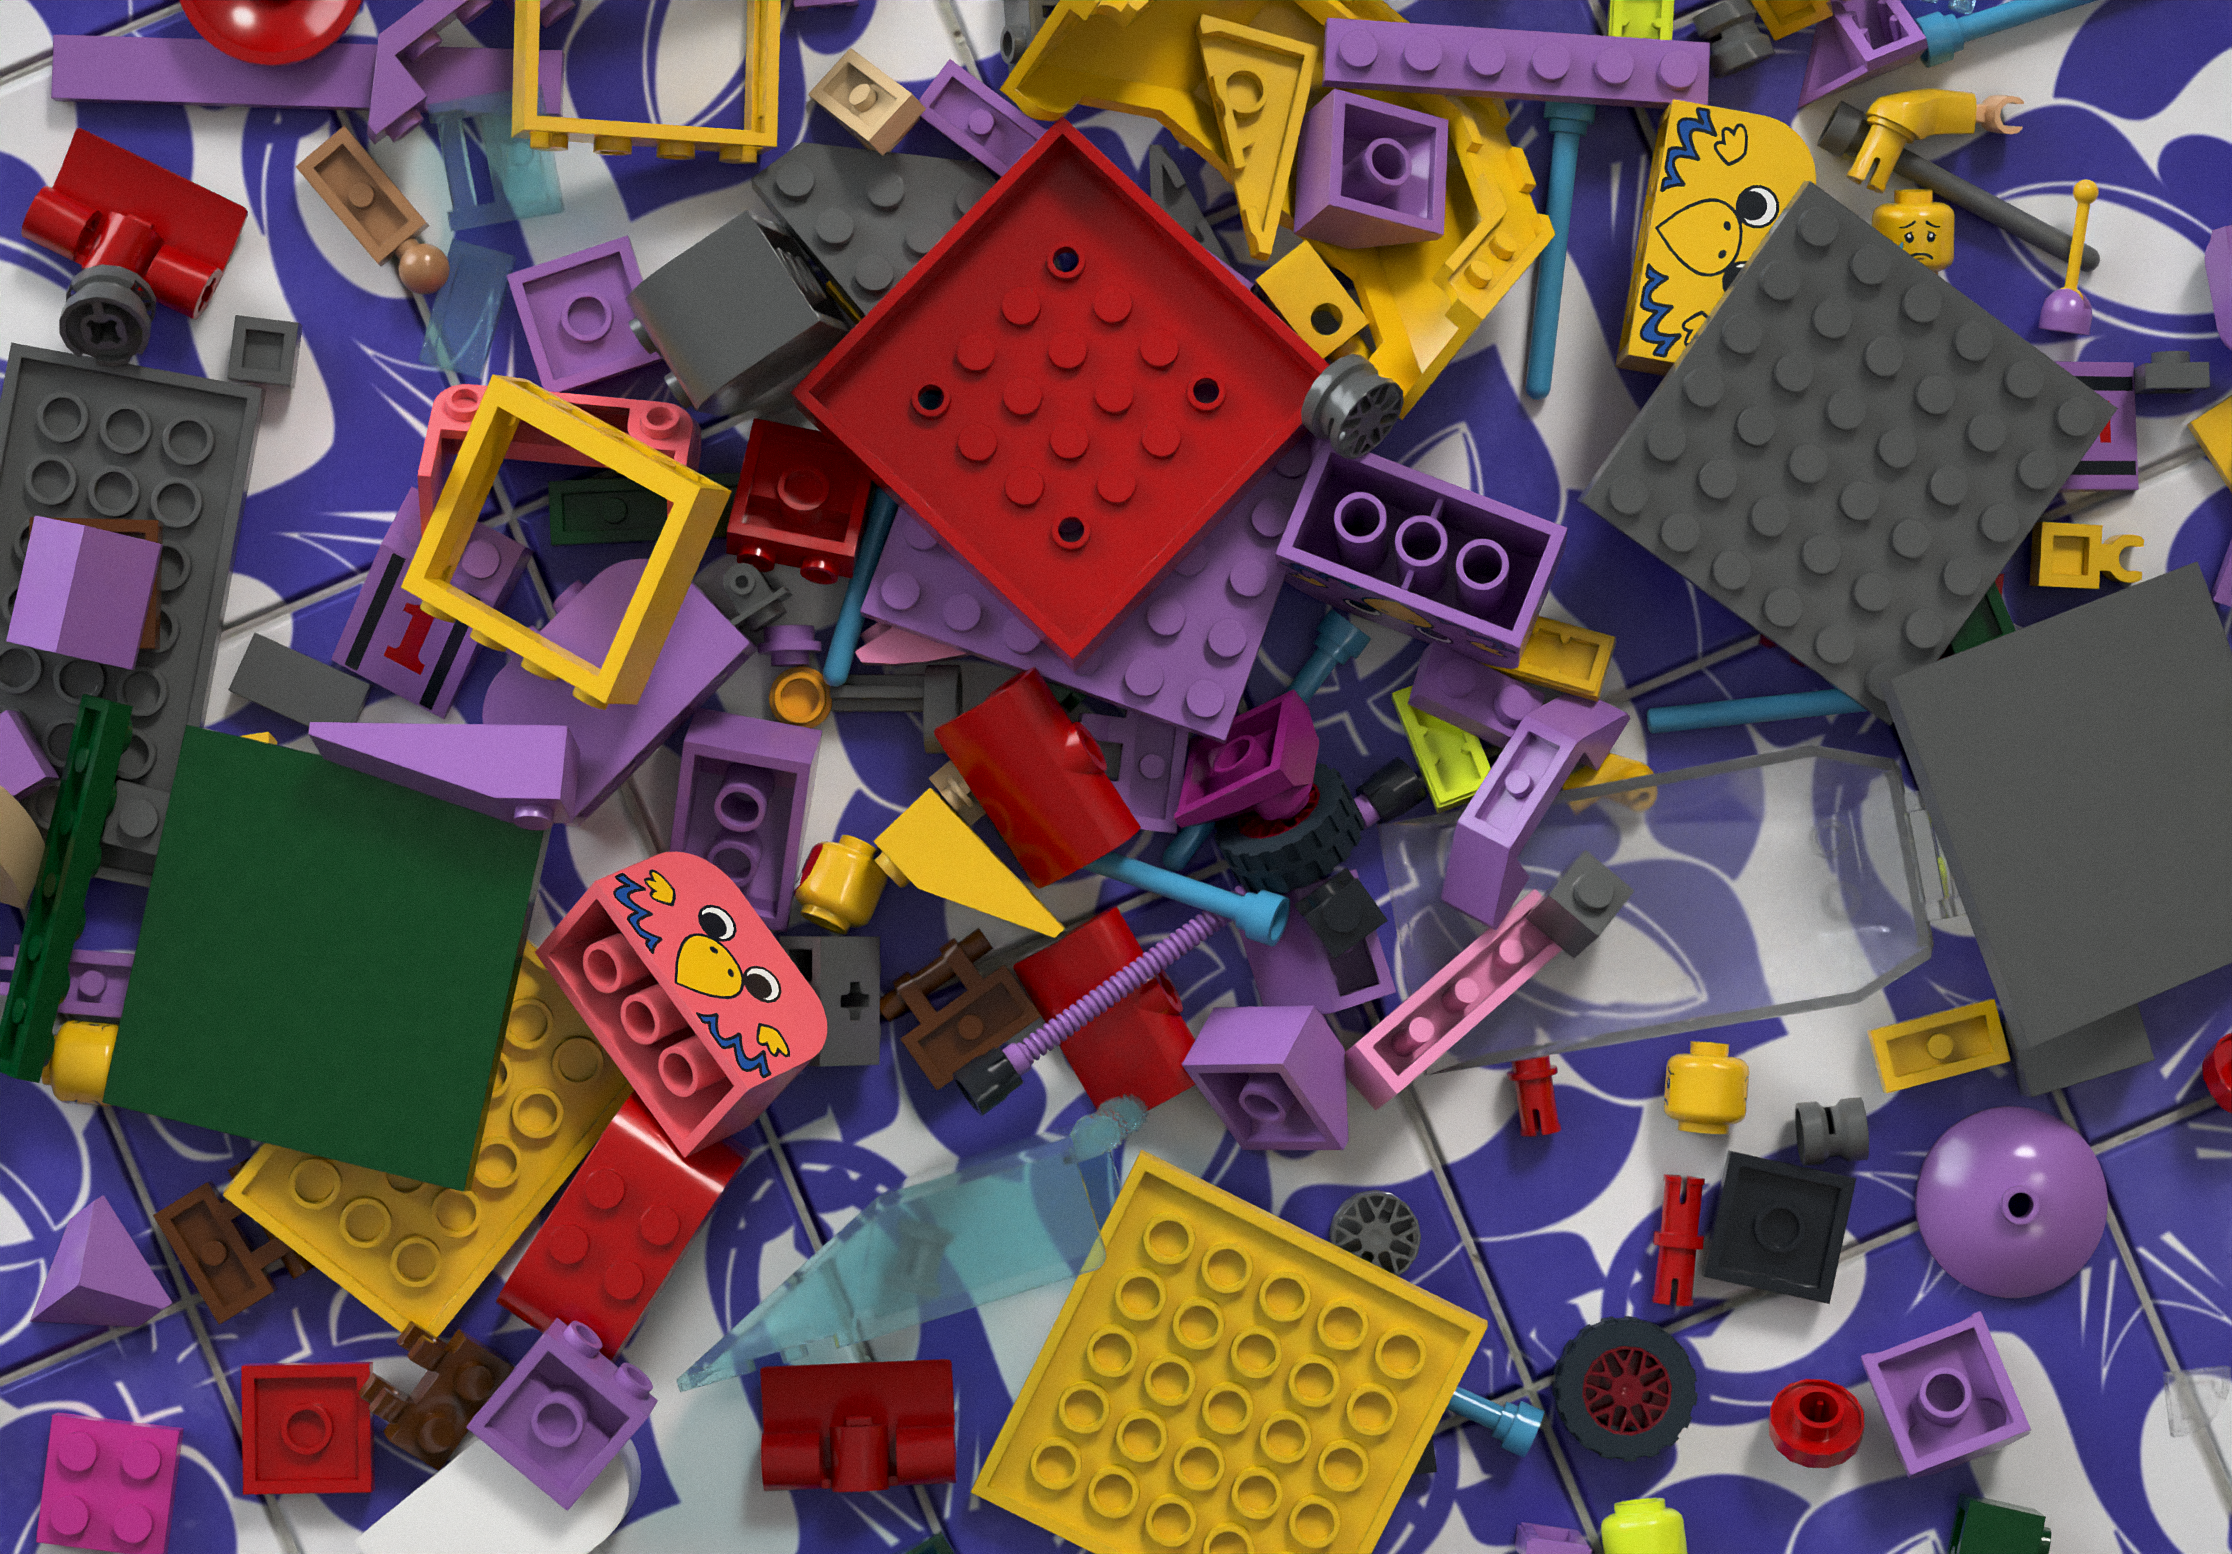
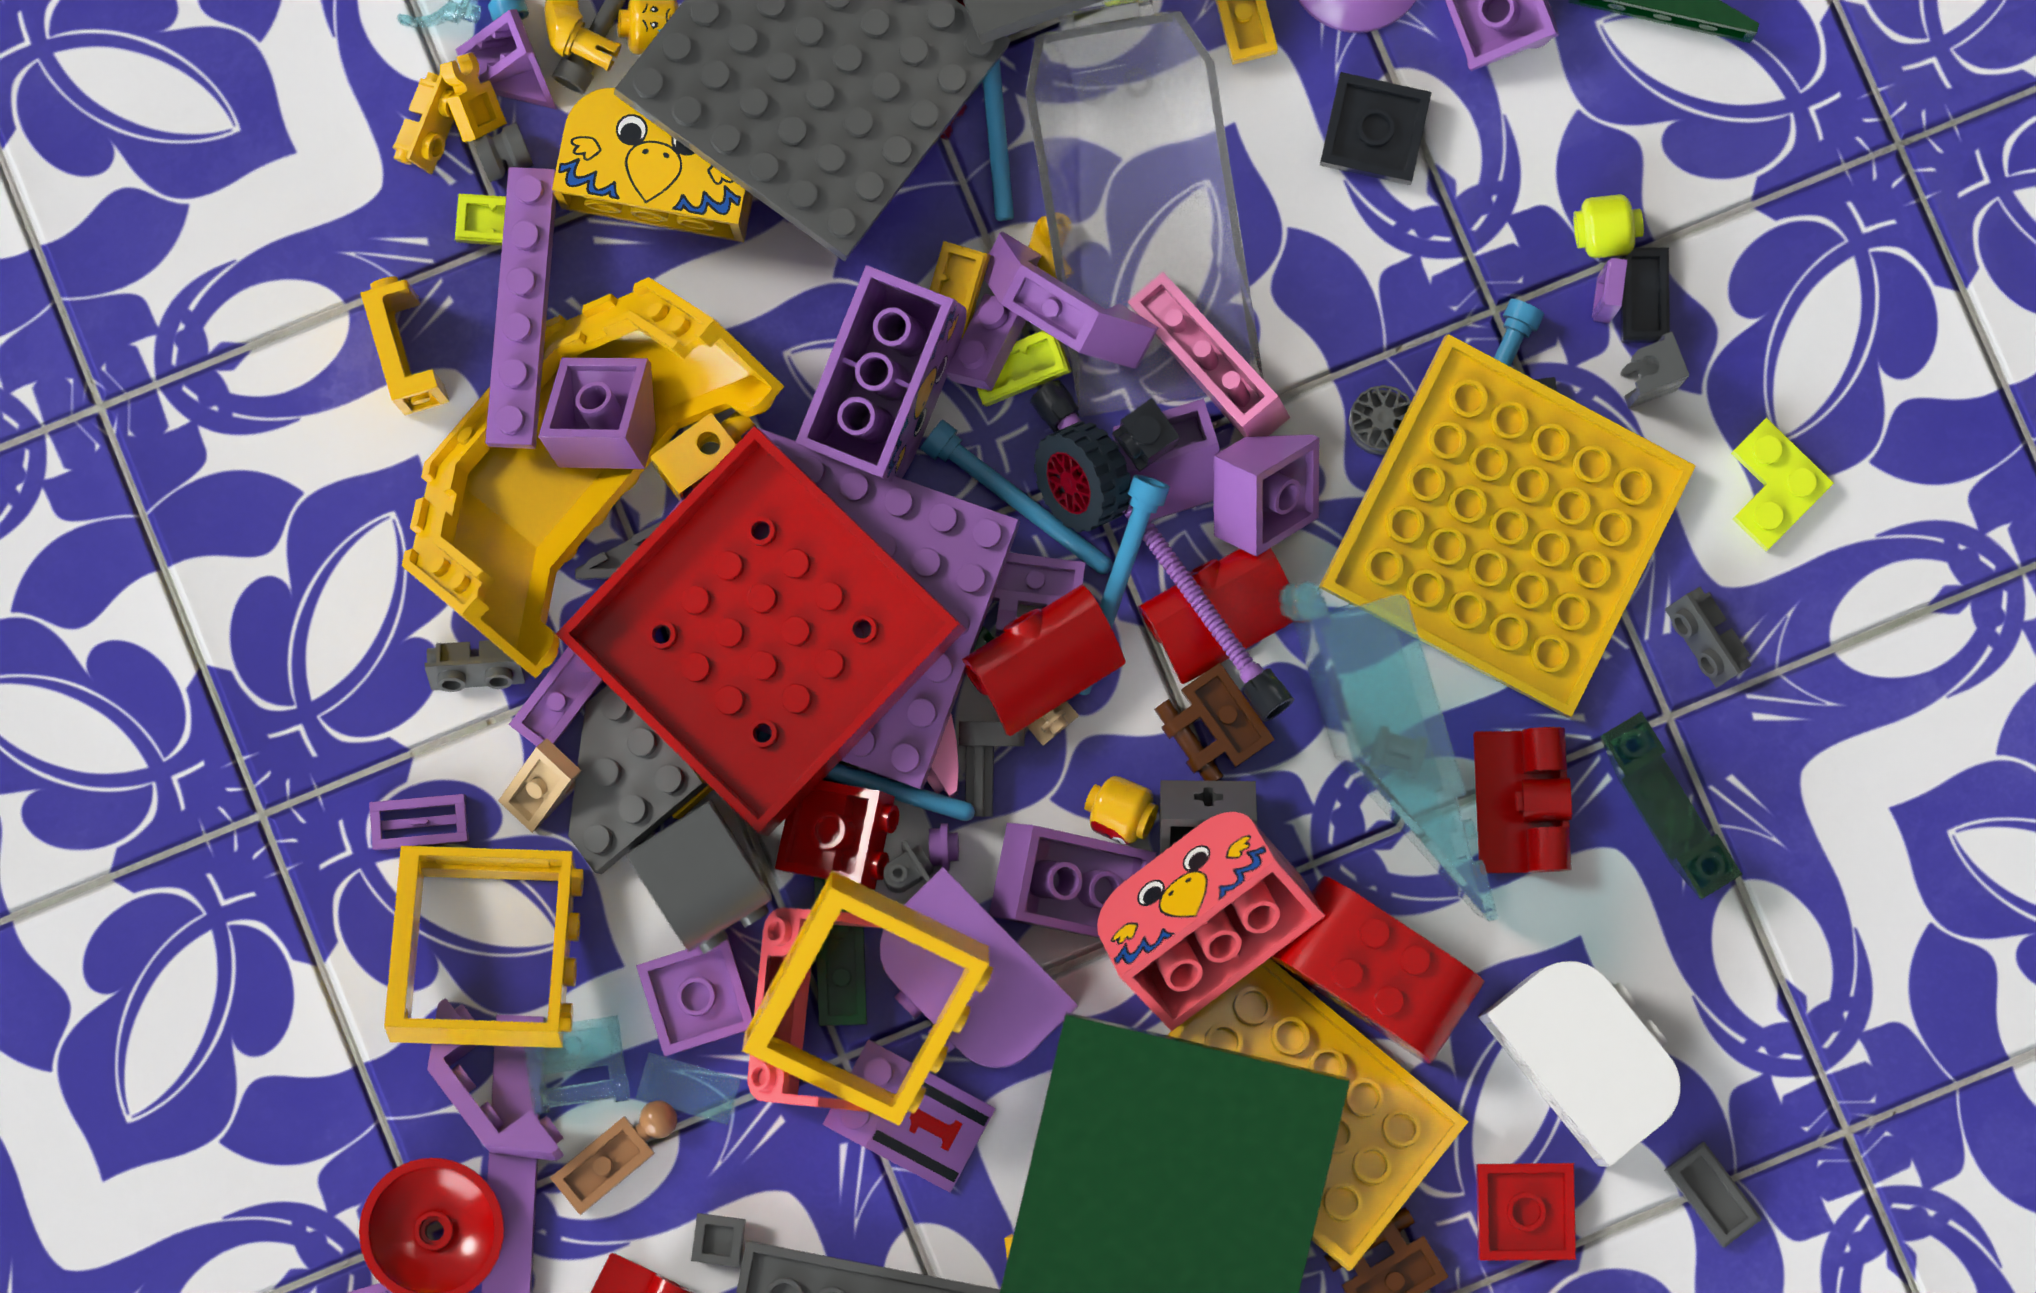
camera: 90 degrees left, 5 degrees down
(298, 684) = (971, 1215): dark grey tile -> none
(445, 1400) = (1504, 1107): reddish brown plate -> none
(497, 770) = (1036, 1055): medium lavender slope -> none
(564, 1411) = (1513, 1005): medium lavender plate -> none
(800, 697) = (982, 840): light orange plate -> none
(951, 861) = (1102, 726): yellow slope -> none
(1259, 102) = (549, 494): yellow wing -> none
(1259, 768) = (1038, 495): magenta slope -> none
(1352, 406) = (774, 419): dark grey wheel -> none
(1534, 1092) = (1276, 303): red pin -> none
(1568, 124) = (565, 273): dark azure piece -> none
(1580, 904) = (1139, 266): dark grey brick -> none
(1624, 1388) = (1493, 240): black wheel -> none
(1678, 1240) = (1385, 201): red pin -> none
(1706, 1088) = (1274, 179): yellow head -> none
(1816, 1423) = (1518, 102): red plate -> none
(1831, 1131) = (1306, 89): dark grey wheel -> none

